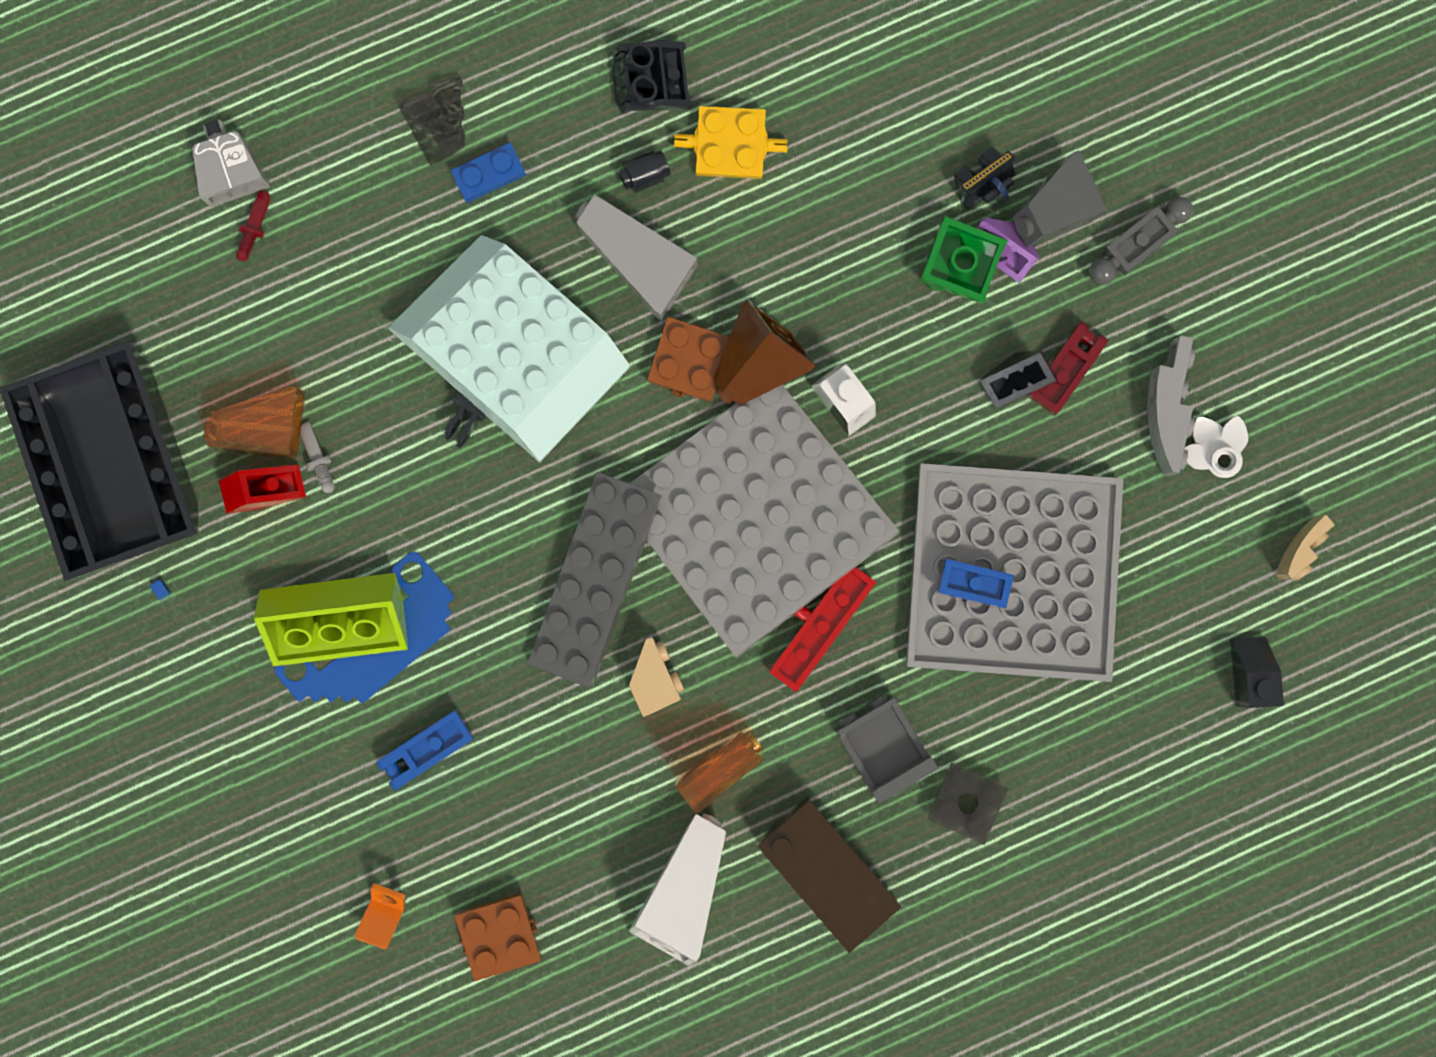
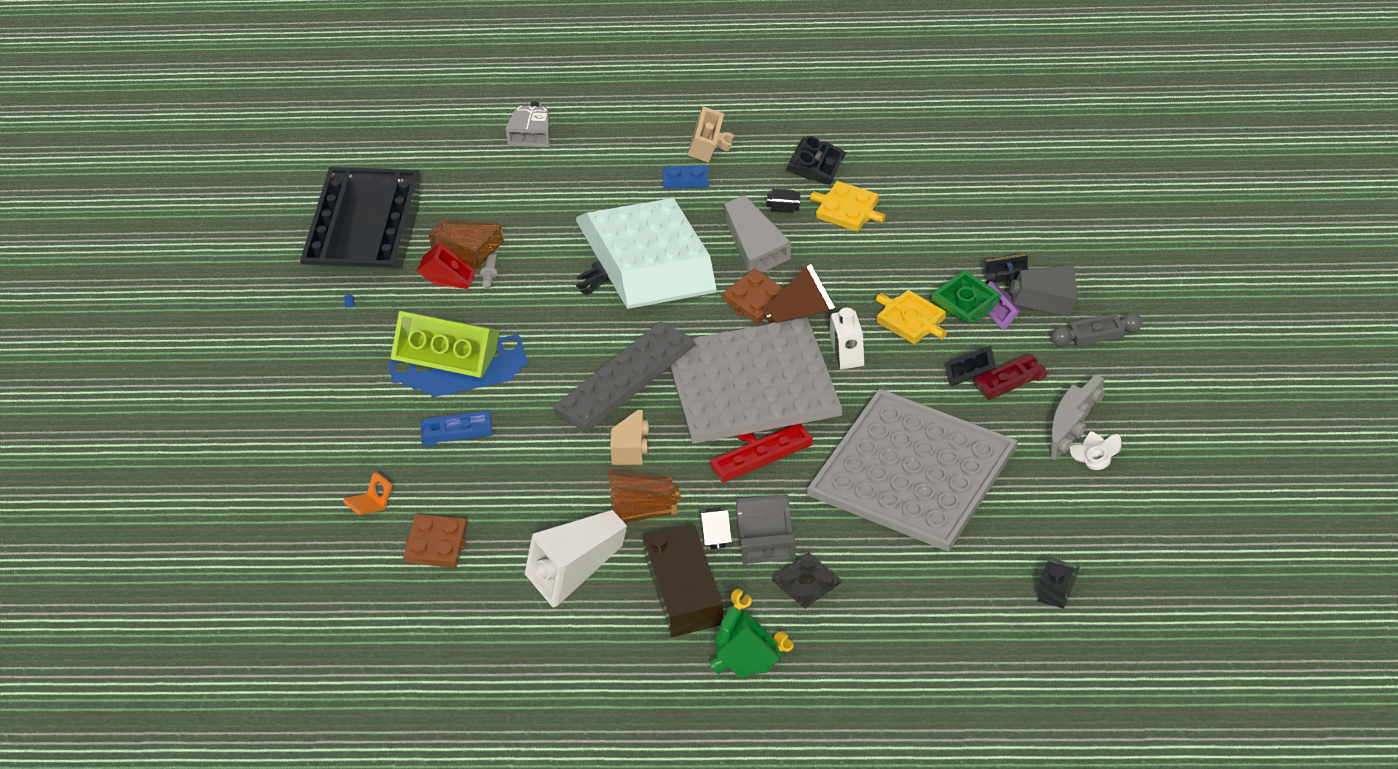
camera: 30 degrees right, 40 degrees down
(252, 228) = (525, 159): dark red piece -> none
(437, 120) = (669, 145): clear smoke slope -> none
(484, 91) = (708, 135): none -> tan brick
(822, 769) = (715, 527): none -> slope
(903, 316) = (911, 316): none -> yellow plate
(960, 950) = (745, 644): none -> green torso
(975, 583) = (879, 453): blue plate -> none
(1299, 555) = (1124, 523): tan slope -> none

